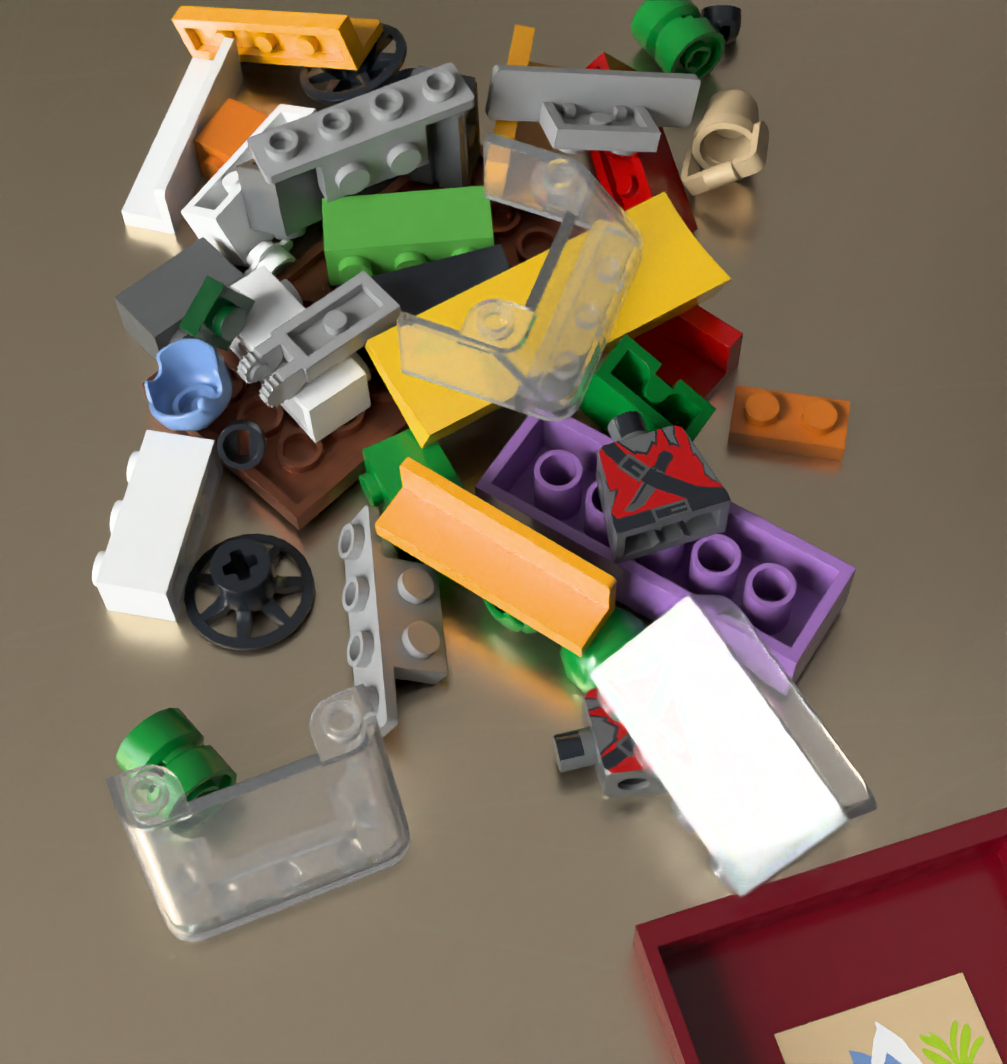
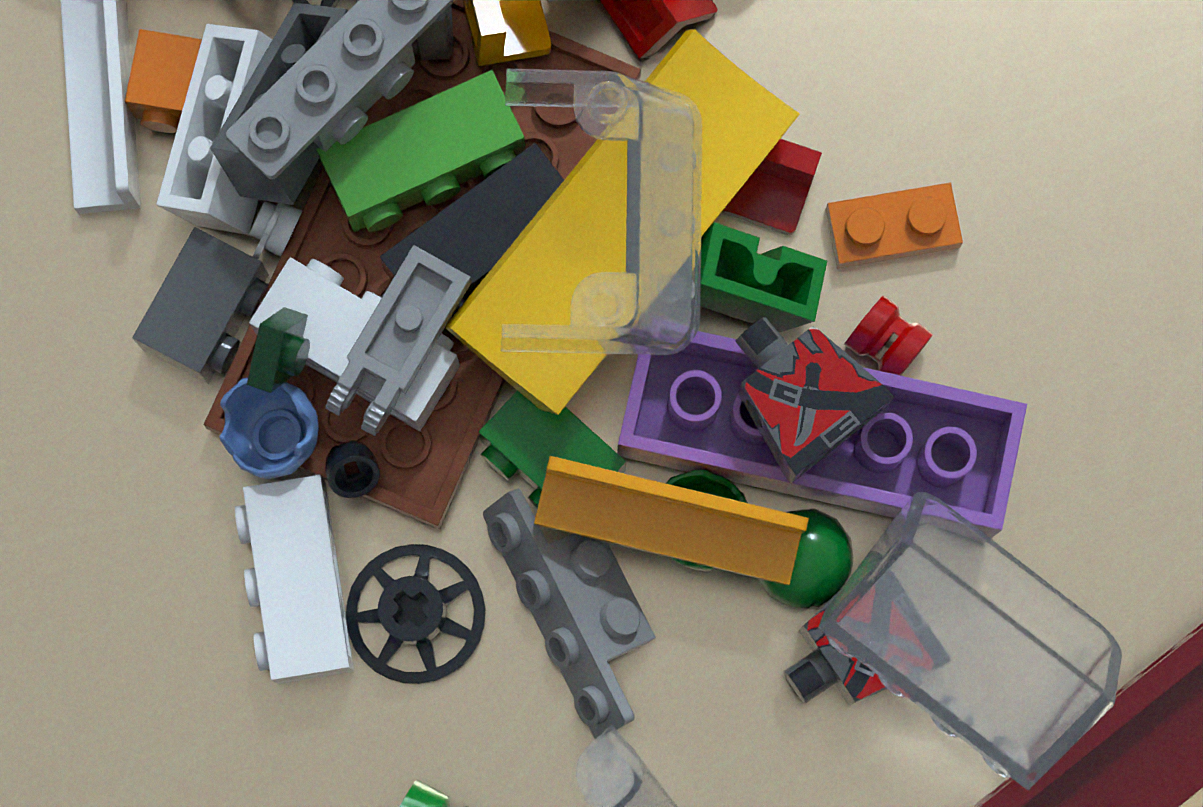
camera: 25 degrees left, 20 degrees up
(750, 489) = (877, 329): none -> red wheel

